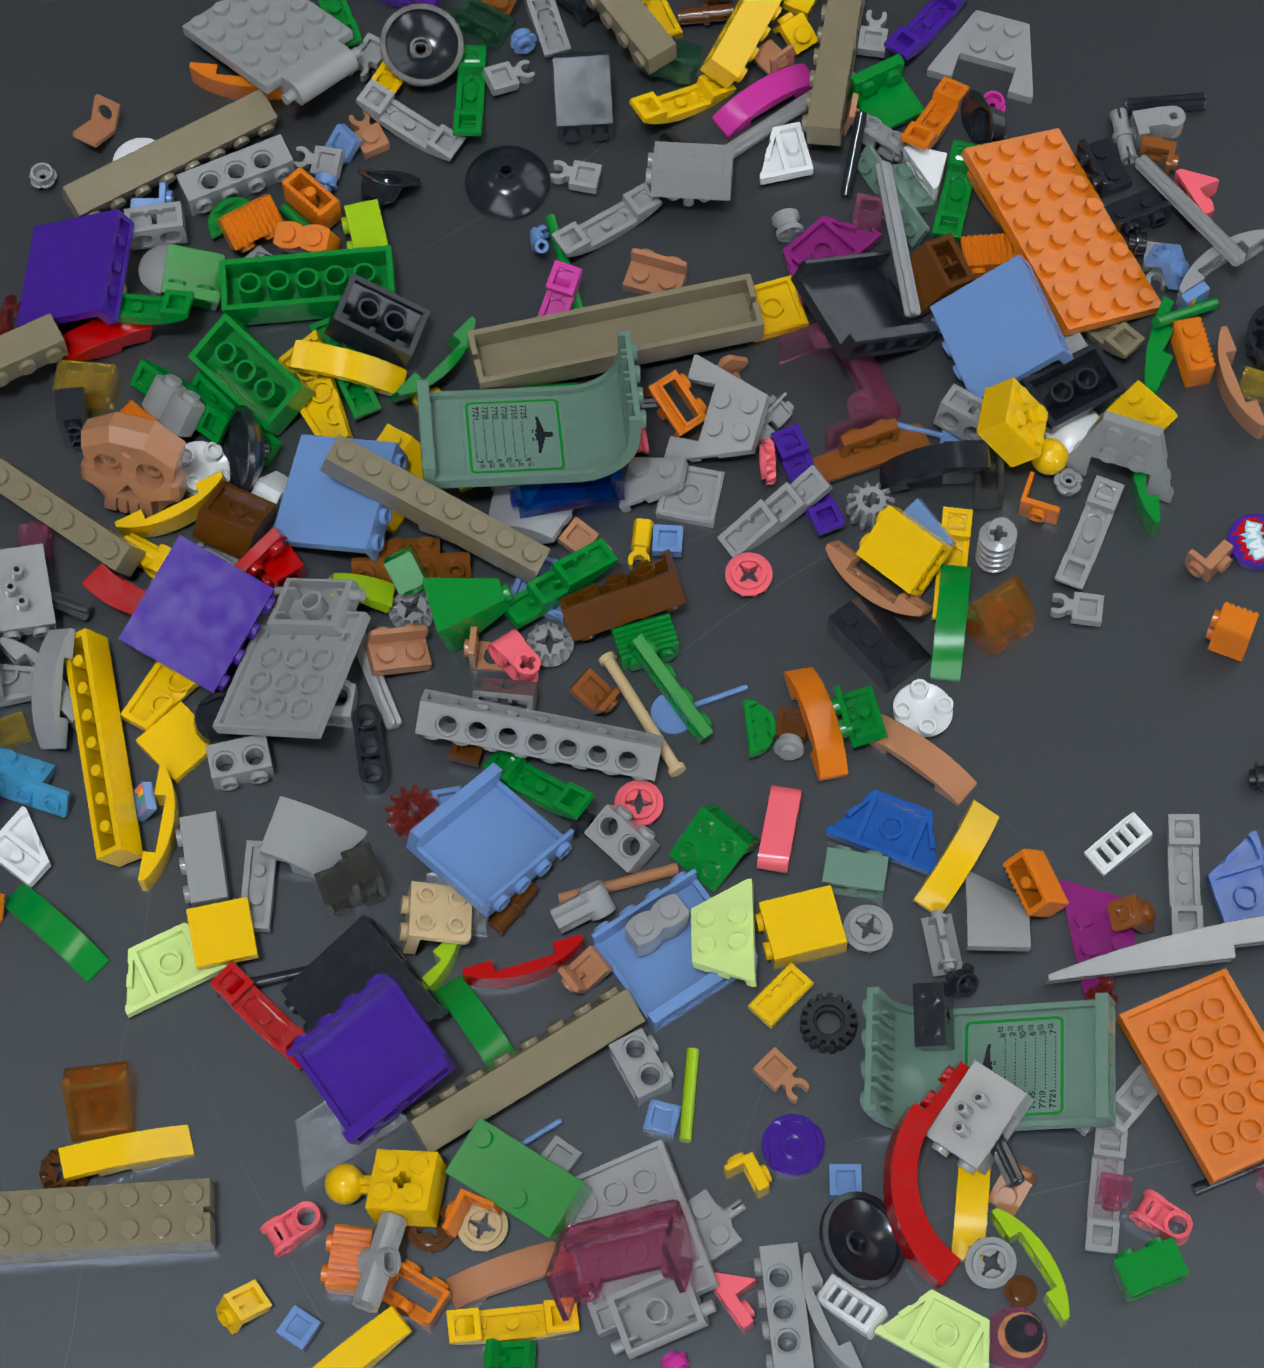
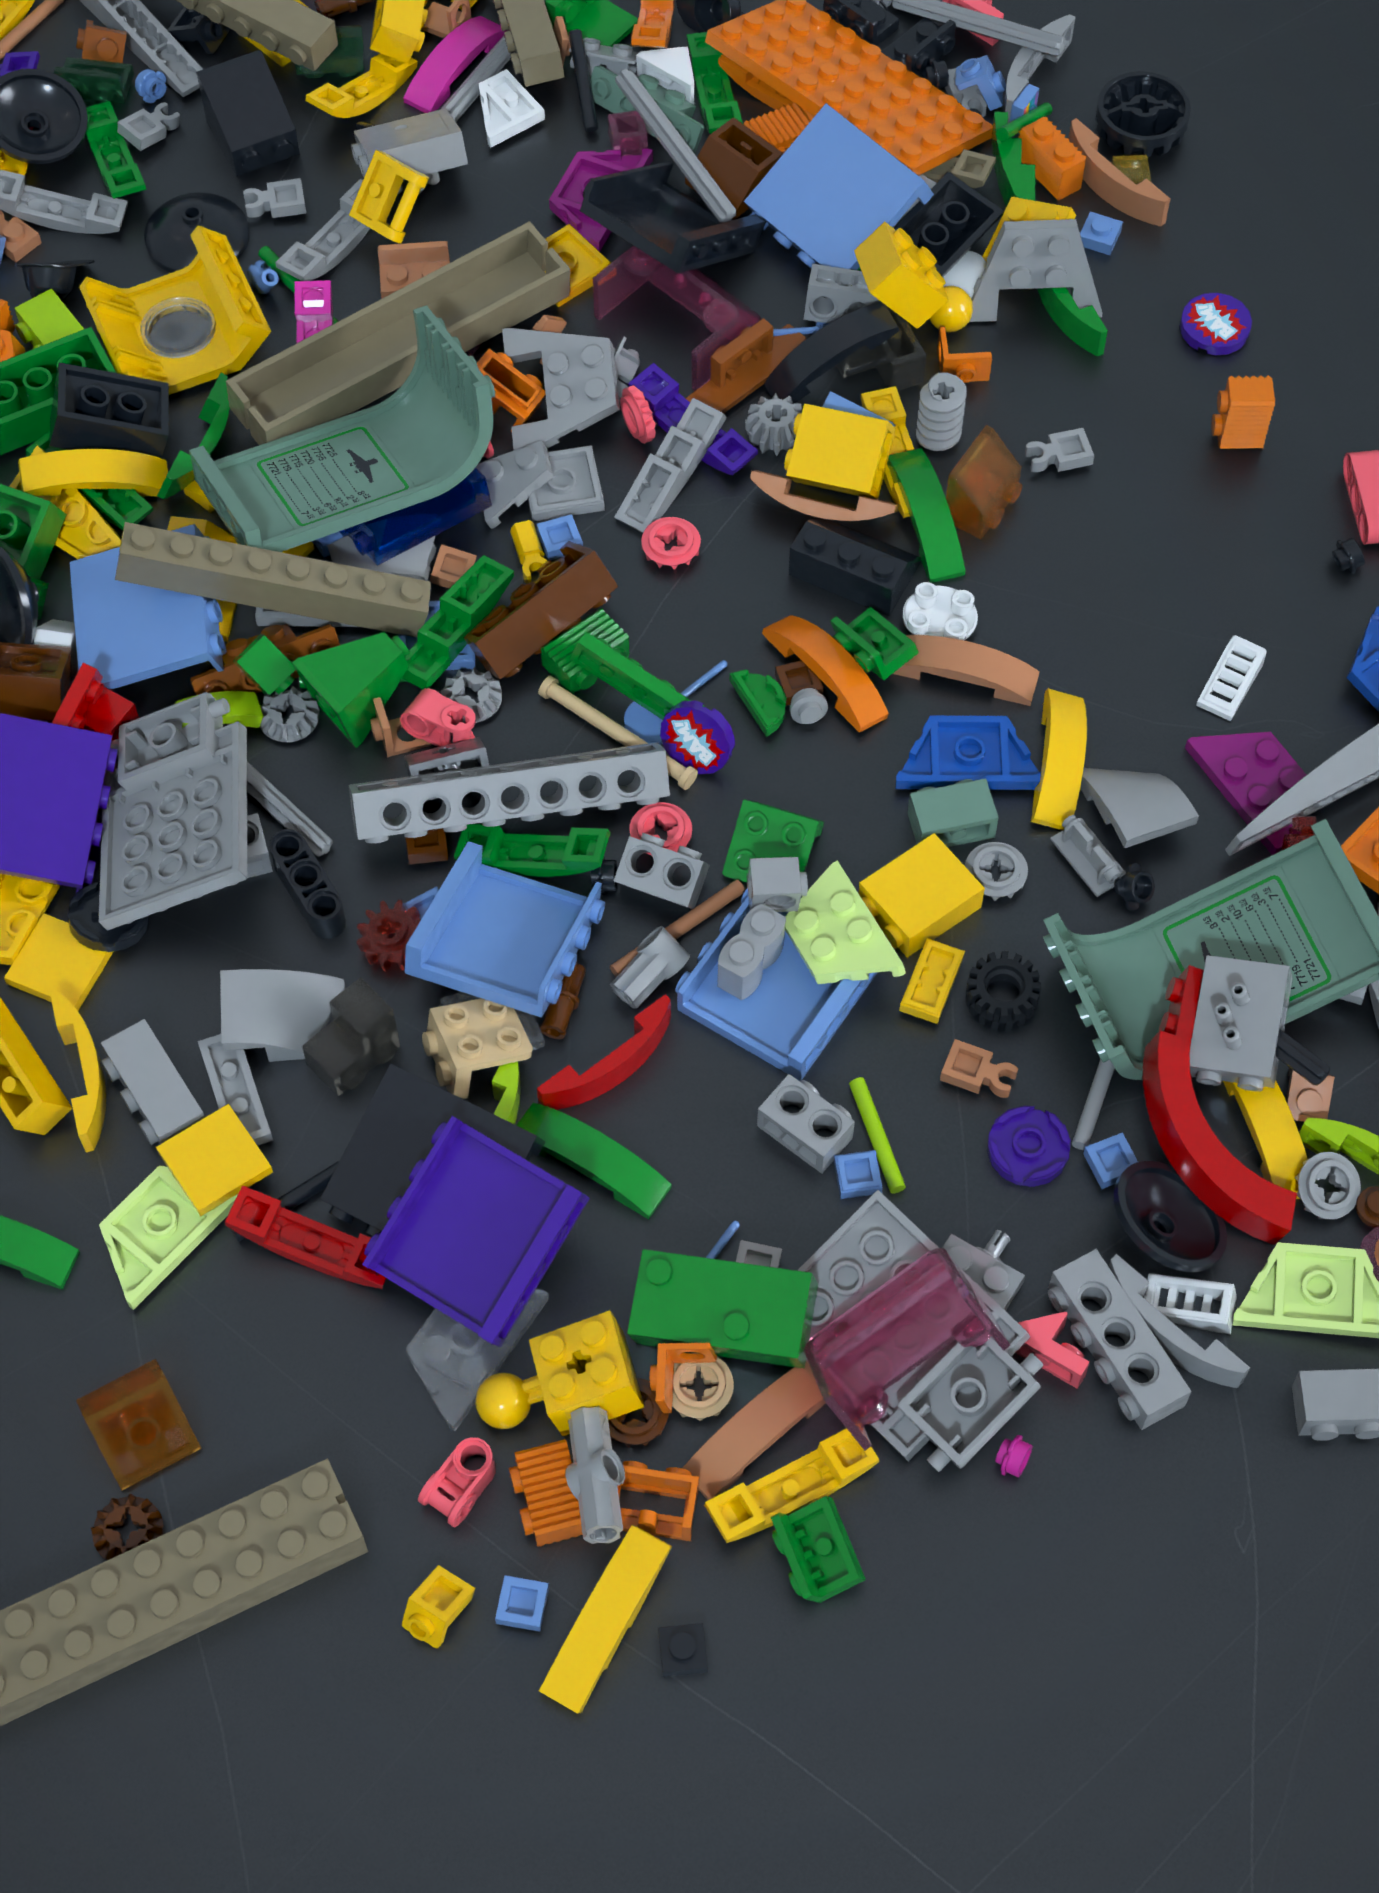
camera: 25 degrees left, 5 degrees down
(126, 1151) = (200, 1472): yellow slope -> none
(144, 801) = (46, 1041): medium blue tile -> none
(239, 753) = (144, 947): light grey brick -> none
(398, 650) = (292, 760): nougat bracket -> none
(460, 258) = (182, 323): none -> yellow panel
(525, 1068) = (666, 1178): dark tan brick -> none
(585, 971) = (687, 1038): nougat bracket -> none
(594, 692) = (551, 727): dark orange bracket -> none
(648, 207) = (380, 191): none -> yellow plate
(693, 743) = (697, 737): none -> tile
(694, 882) = (776, 883): none -> light grey brick
(757, 1175) = (1001, 1192): yellow bracket -> none
(779, 829) = (840, 798): coral beam -> none
(787, 225) = (541, 174): light grey wheel -> none
(849, 1139) = (1093, 1105): none -> light grey bar
(933, 1016) = (1126, 932): black brick -> none
(1035, 883) = (1165, 748): orange brick -> none
(1068, 489) = (981, 331): light grey plate -> none
(1090, 532) = (1033, 370): light grey slope -> none
(1131, 913) = (1285, 743): dark orange bracket -> none
(1183, 872) = (1317, 681): light grey slope -> none
(1203, 429) = (1100, 233): none -> medium blue plate
(1206, 568) = (1175, 364): nougat bracket -> none

